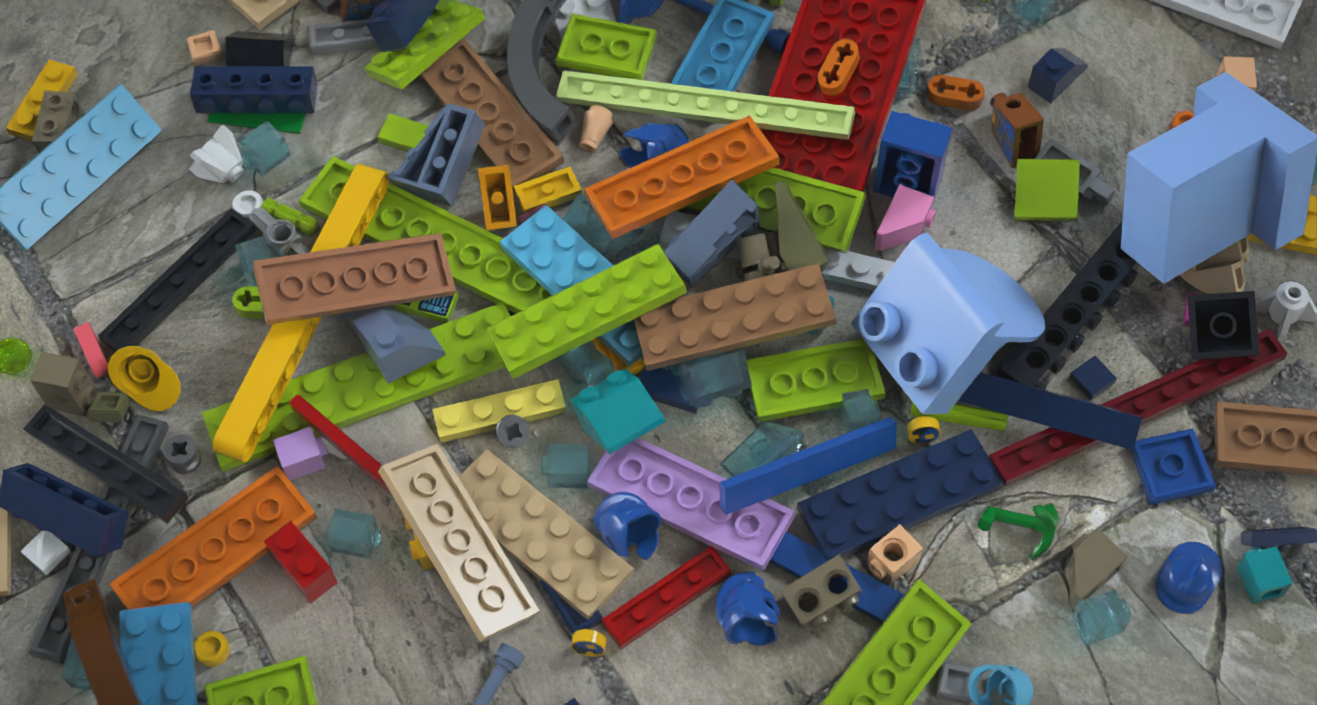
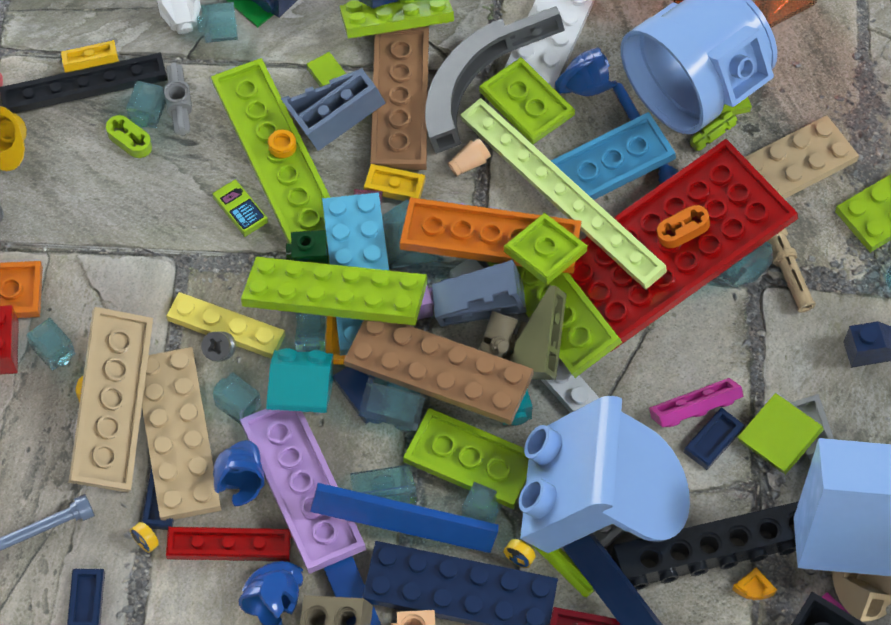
camera: 35 degrees right, 0 degrees up
(163, 254) = (89, 56): none -> yellow plate
(246, 202) = (177, 54): white tile -> none
(287, 341) = (143, 159): yellow beam -> none
(300, 453) = (63, 262): lavender brick -> none
(307, 223) = (198, 84): lime axle -> none
(337, 439) = (91, 263): red tile -> none
(353, 278) = (192, 158): nougat plate -> none
(358, 391) = (137, 240): lime plate -> none
(394, 340) = (189, 216): sand blue wedge -> none
(419, 218) = (282, 143): none -> light orange tile
(497, 197) = (346, 165): light orange slope -> none
(526, 290) = (308, 247): none -> dark green brick
(654, 141) = (501, 195): blue helmet -> none
(743, 156) = (545, 248): none -> lime tile
(905, 218) = (645, 380): bright pink slope -> none
(911, 155) = (681, 336): blue brick -> none
(947, 58) = (785, 258): none -> tan pin
(955, 92) = (779, 306): orange beam -> none
(960, 208) = (696, 403): none -> dark pink plate
(995, 230) = (714, 438): none -> dark blue tile
(1016, 127) = (797, 357): dark orange torso -> none
(1092, 377) = (691, 605): dark blue tile -> none
(1128, 327) = (754, 586): none -> light orange tile

